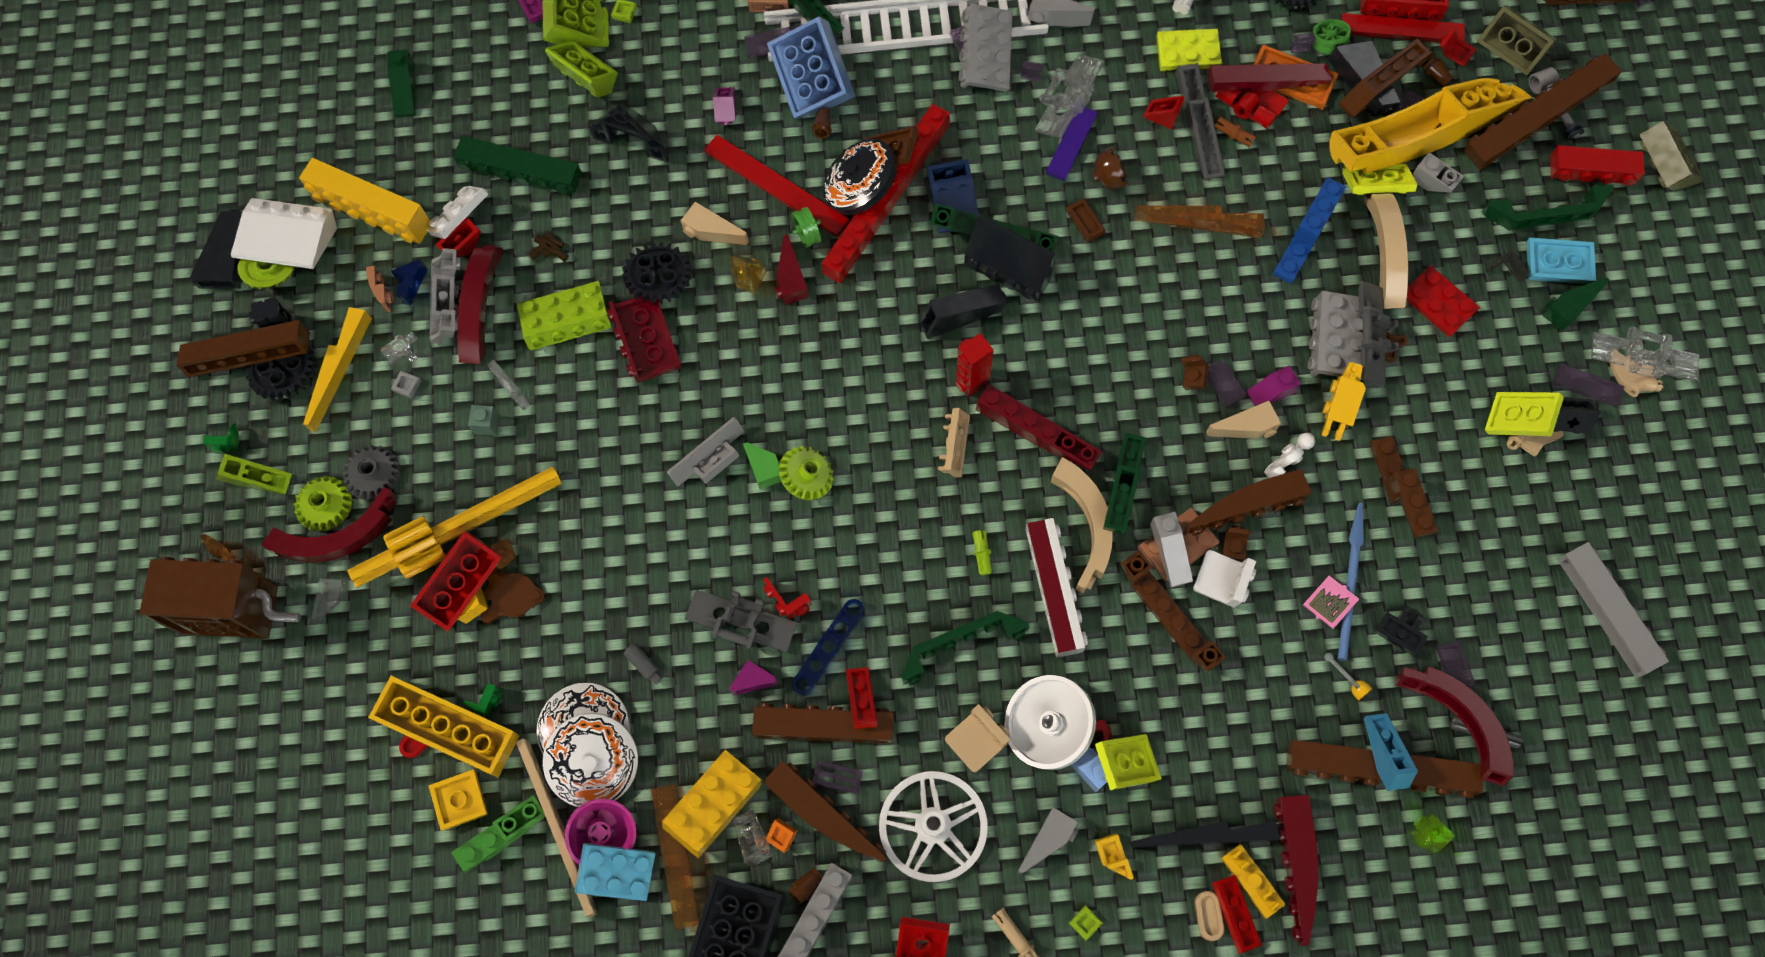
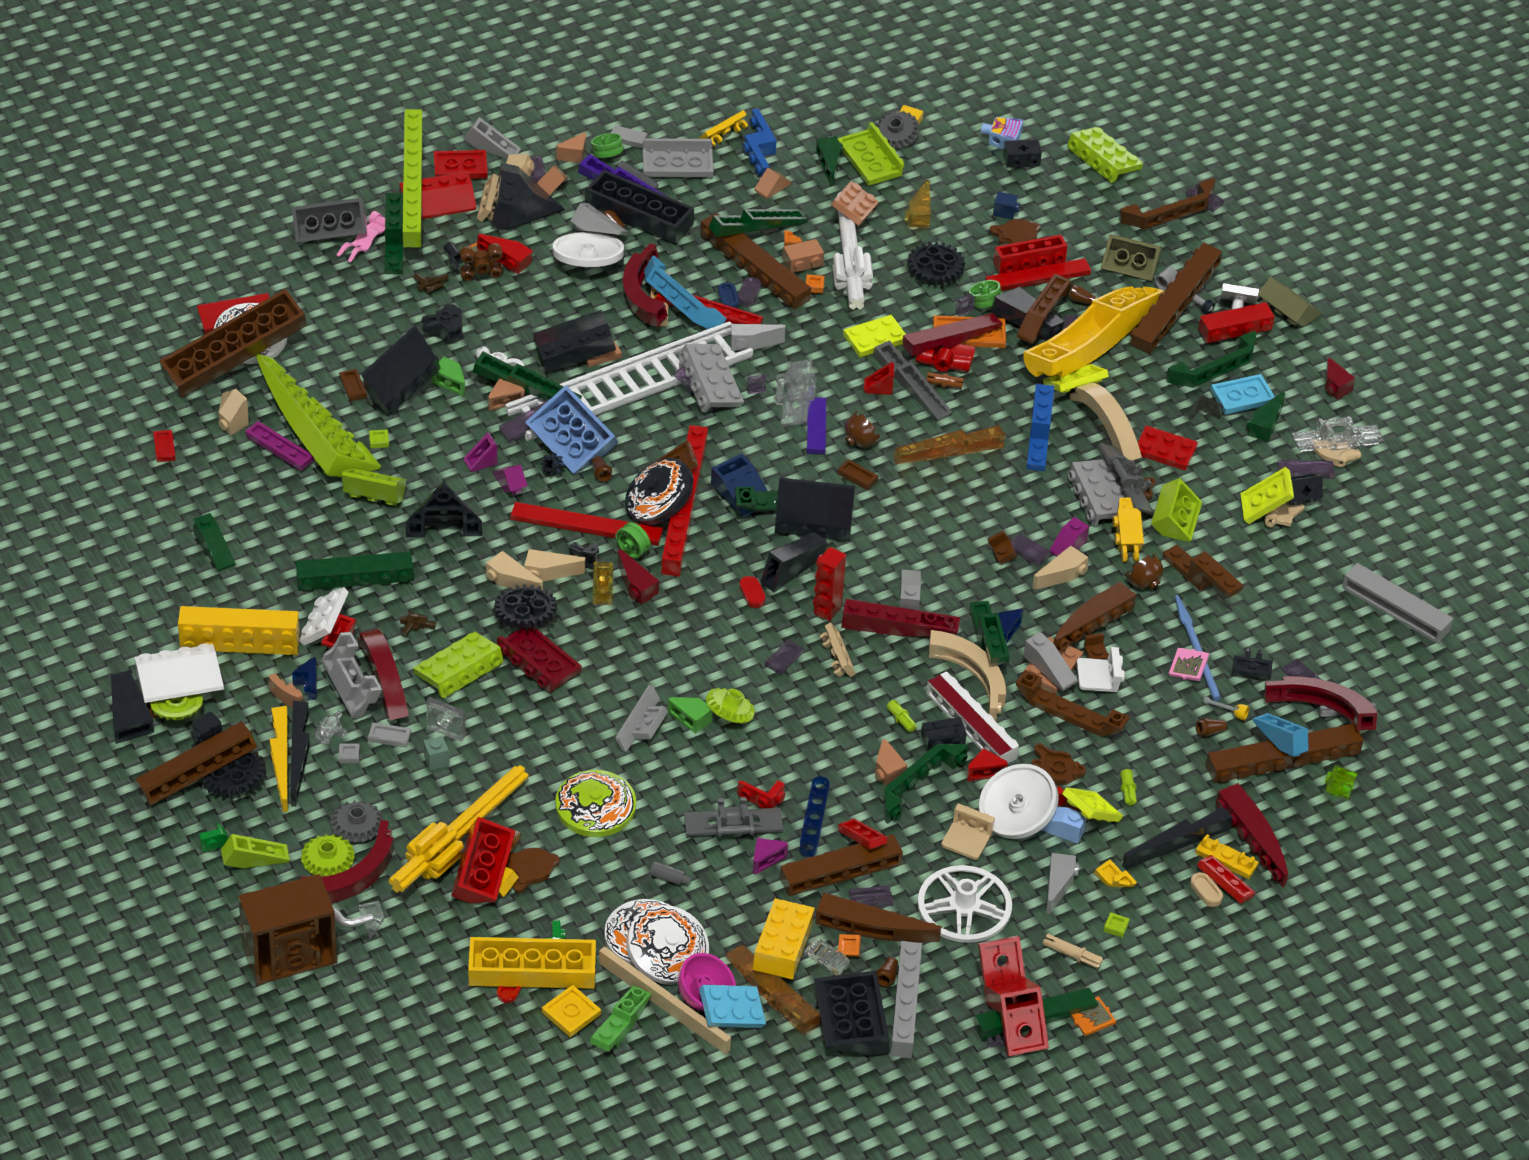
camera: 30 degrees left, 25 degrees down
(355, 366) = (300, 747): none -> black slope
(456, 376) = (389, 735): none -> light grey tile
(614, 541) = (595, 803): none -> dish
(665, 222) = (509, 573): none -> tan slope
(711, 66) = (482, 454): none -> magenta slope
(755, 226) = (588, 552): none -> black piece
(774, 102) = (552, 464): none -> black gear
(897, 427) = (784, 657): none -> clear purple tile
(903, 331) = (752, 592): none -> red tile
(935, 613) = (888, 764): none -> nougat slope
(1014, 595) = (943, 732): none -> black brick
(1040, 654) = (985, 766): none -> red slope
(1069, 391) = (910, 589): none -> light grey slope
(1118, 682) = (1058, 765): none -> reddish brown tile
(1152, 475) = (1010, 622): none -> clear blue slope
(1185, 743) = (1128, 787): none -> lime axle
(1291, 455) = (1108, 578): white piece -> none
(1315, 697) = (1207, 727): none -> reddish brown cone
(1337, 466) = (1146, 573): none -> reddish brown cylinder
(1412, 392) = (1176, 511): none -> lime slope
(1436, 175) = (1118, 363): light grey slope -> none
(1455, 48) = (1087, 276): red bracket -> none
(1615, 131) = (1239, 295): none -> white tile
(1680, 278) = (1337, 380): none -> dark red slope

